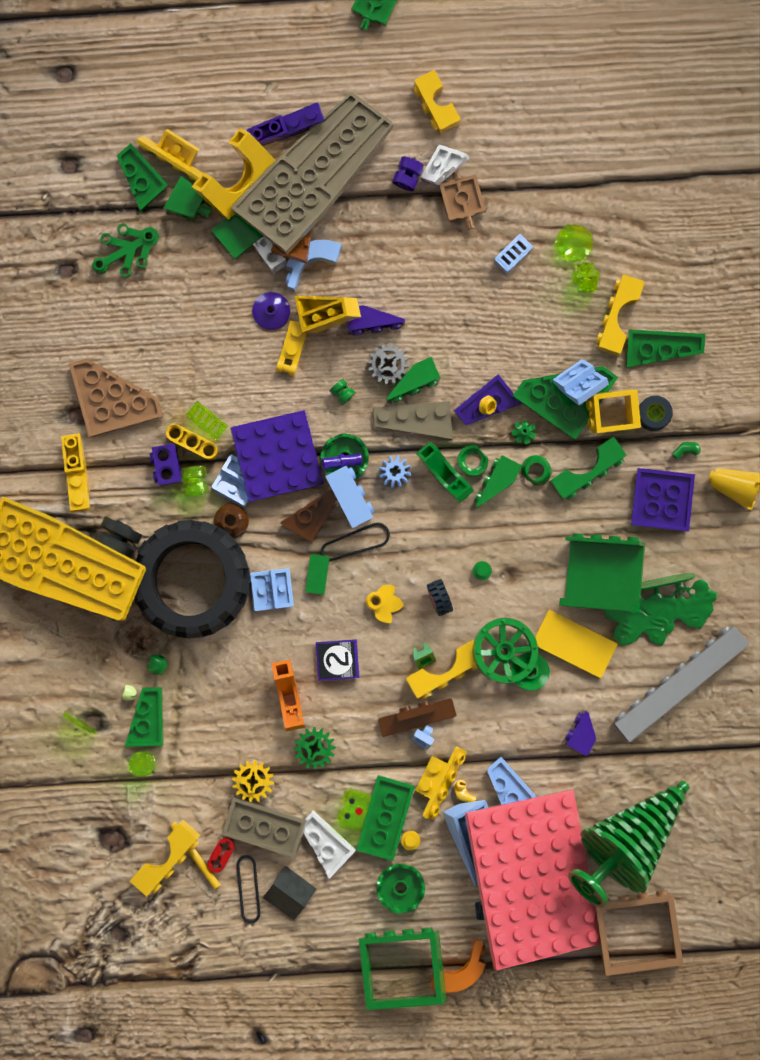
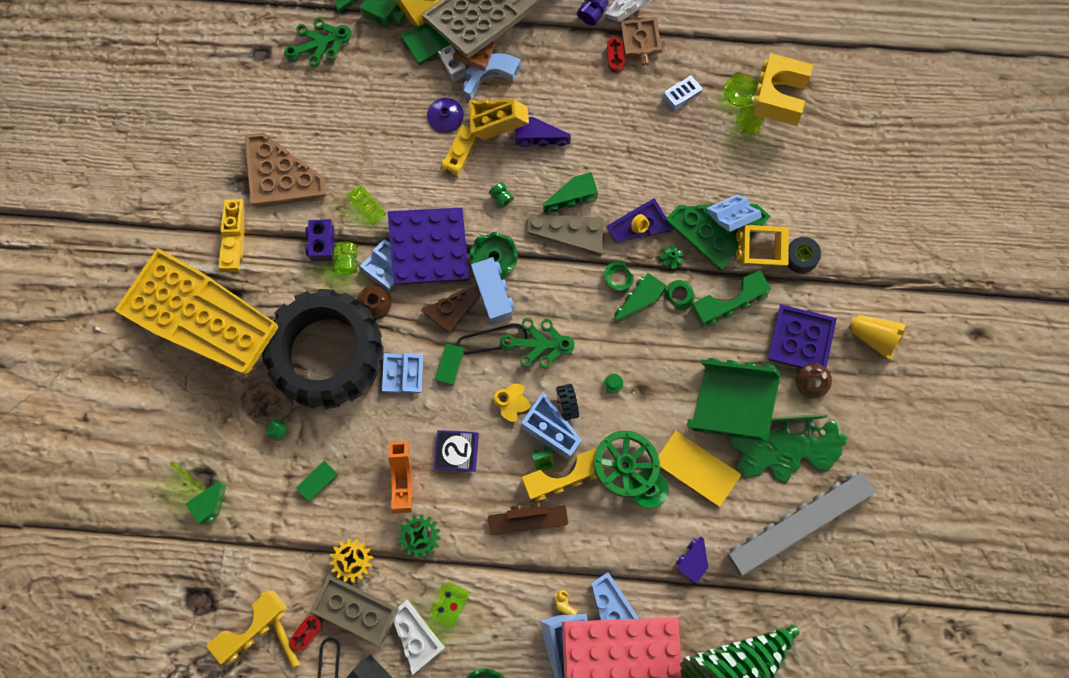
camera: 10 degrees right, 10 degrees down
(103, 747) = (207, 504): none -> green slope
(118, 536) = (260, 297): pearl dark grey wheel -> none
(129, 693) = (243, 454): yellowish green hinge -> none
(142, 763) = (242, 526): clear neon green wheel -> none
(148, 719) = (257, 485): green wing -> none
(185, 435) = (344, 215): yellow beam -> none
(205, 708) = (317, 481): none -> green tile
(341, 461) = (502, 258): dark purple pin -> none
(385, 817) = (480, 619): green plate -> none
(390, 466) = (545, 281): light blue gear -> none
(396, 374) = (554, 169): light grey gear -> none
(404, 541) = (539, 344): none -> green plant
(410, 840) = (503, 646): yellow plate -> none
(423, 737) = (531, 541): light blue tile -> none
(427, 626) = (550, 428): none -> light blue wedge
(434, 222) = (611, 55): none -> red beam
(437, 780) = (540, 587): yellow bracket -> none
(444, 472) = (588, 282): green arch -> none
(603, 259) = (772, 103): none -> yellow arch
(612, 337) = (788, 142): yellow arch -> none
(656, 346) = (813, 193): green wing -> none
(676, 533) = (811, 371): none -> reddish brown piece
(686, 447) = (834, 292): green arm -> none

